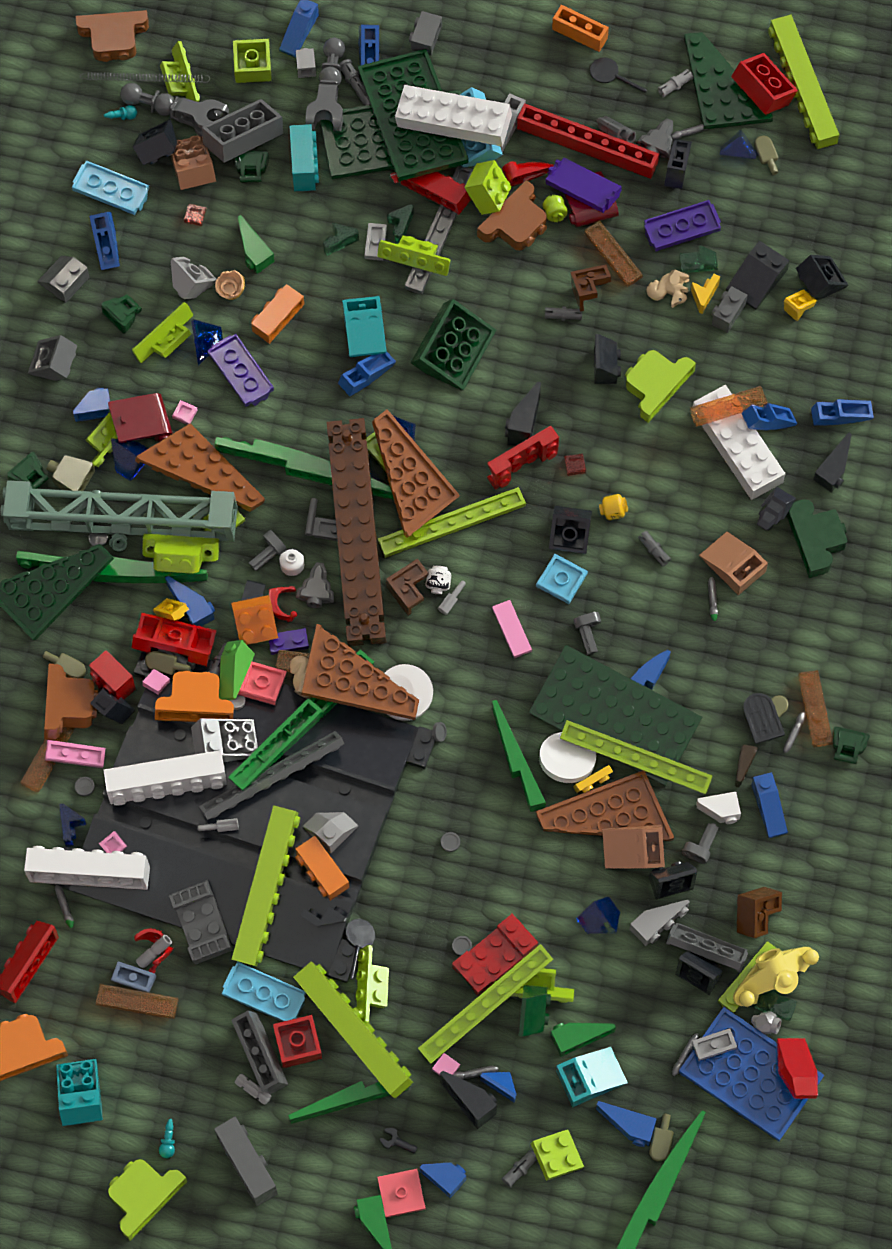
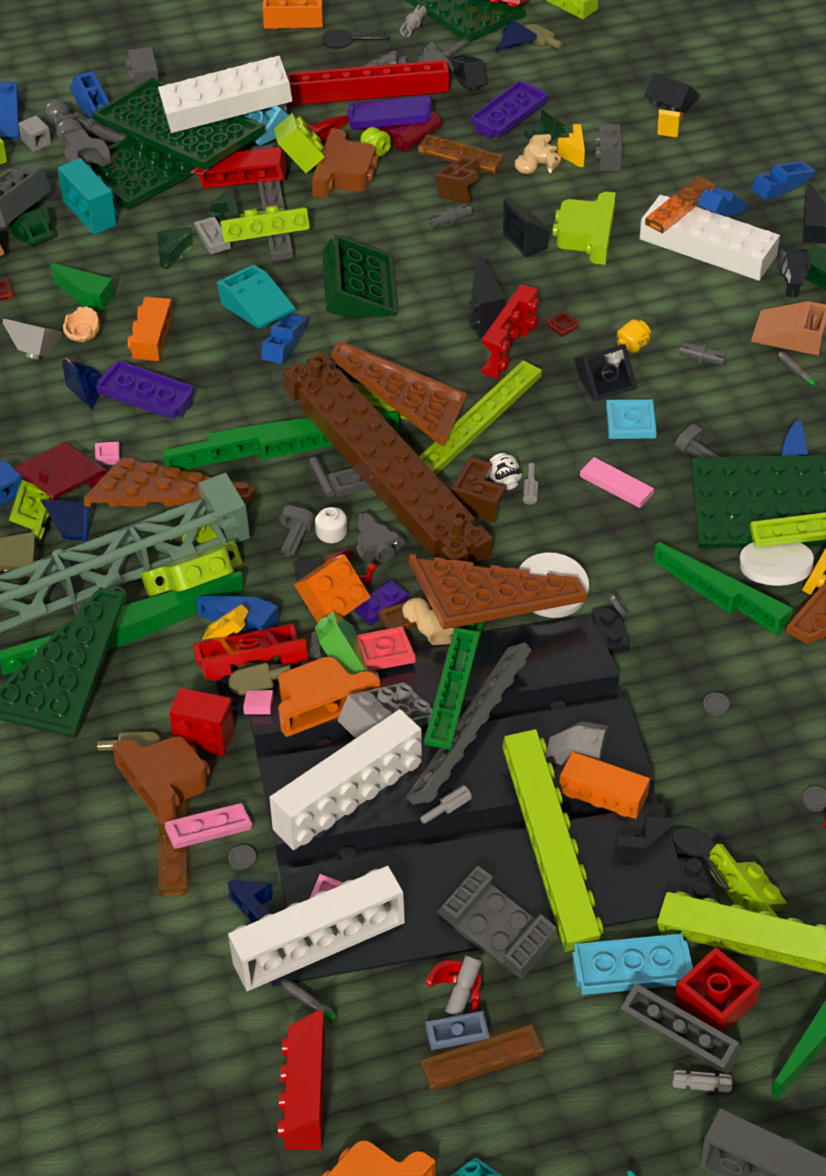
camera: 30 degrees left, 20 degrees down
(112, 708) = (223, 748): black slope -> none
(165, 336) = (39, 395): lime bracket -> none
(759, 274) = (615, 107): black slope -> none

